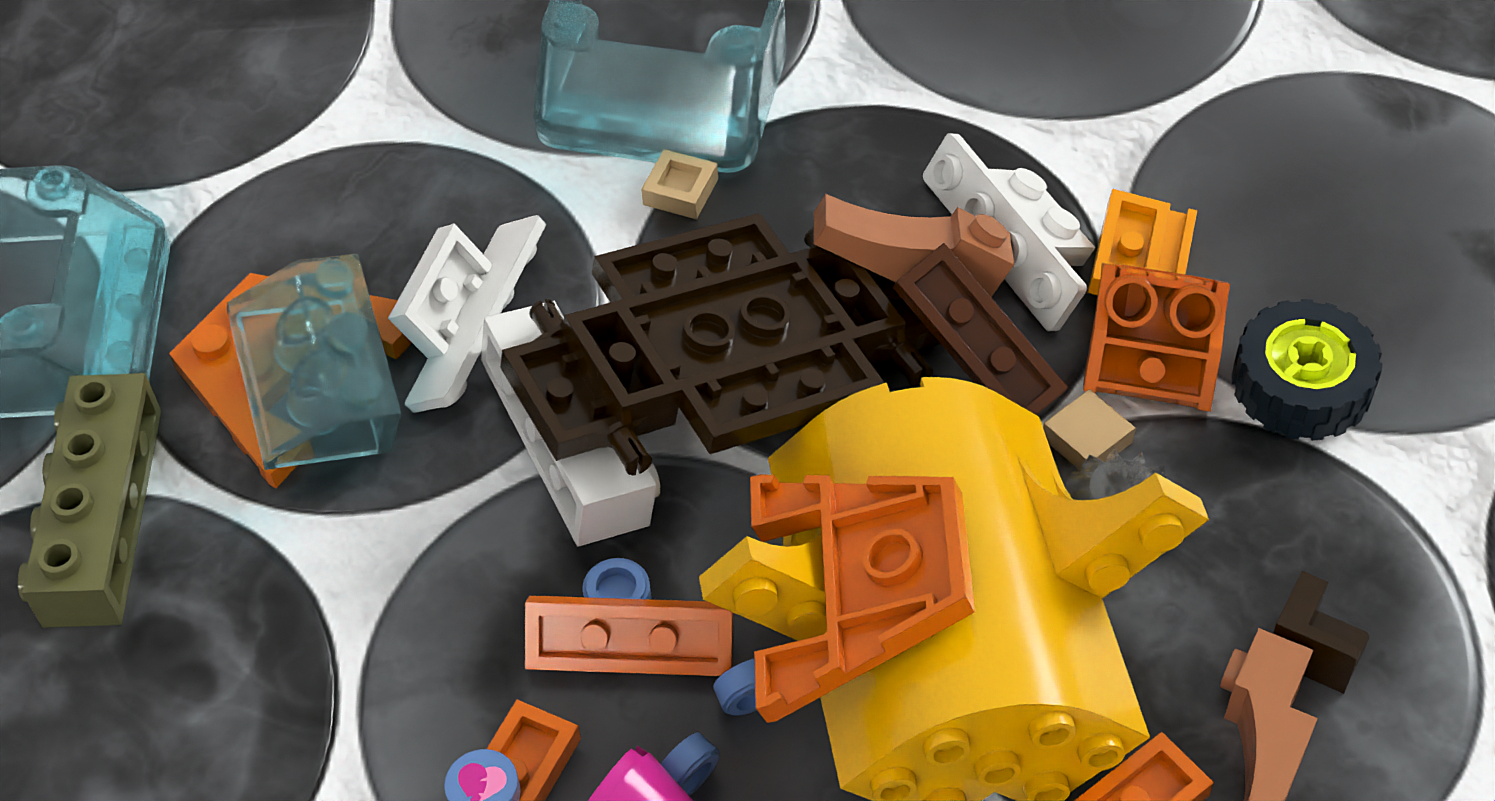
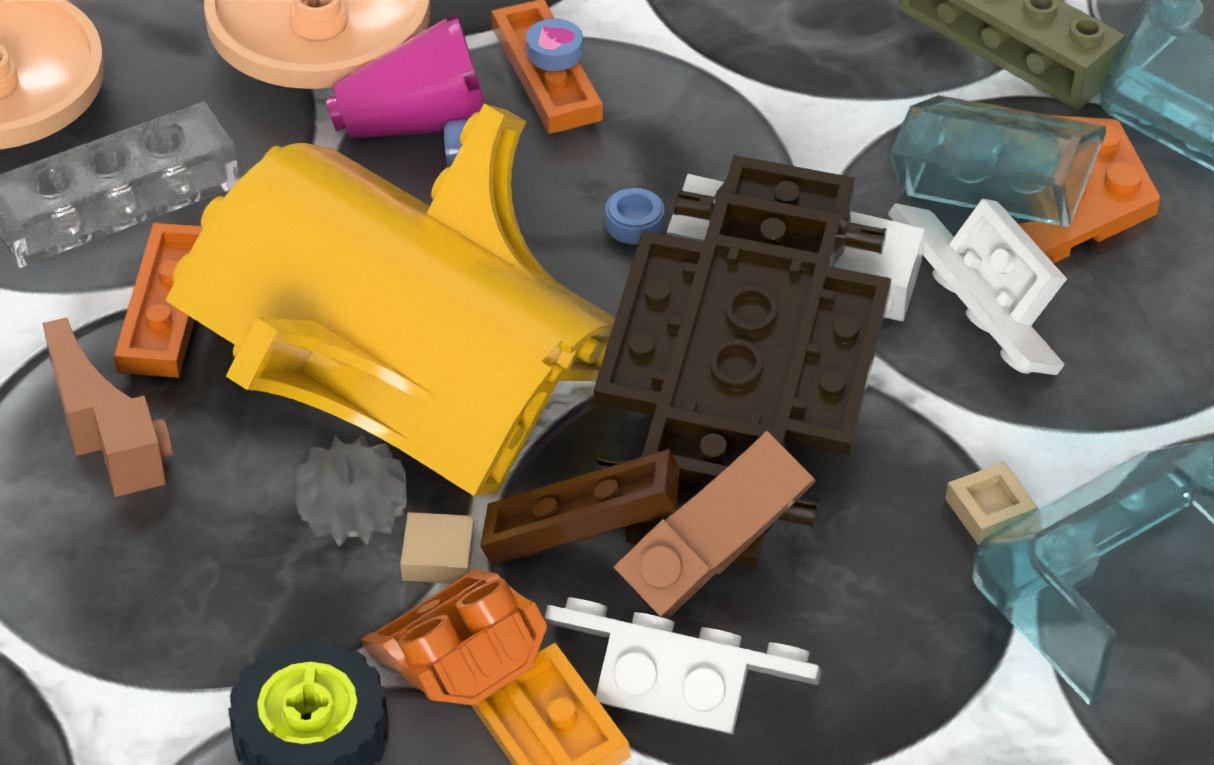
camera: 130 degrees right, 5 degrees down
(628, 636) = (589, 183): orange plate -> none
(890, 576) = (427, 210): orange wing -> none
(1334, 643) = (118, 508): dark brown panel -> none

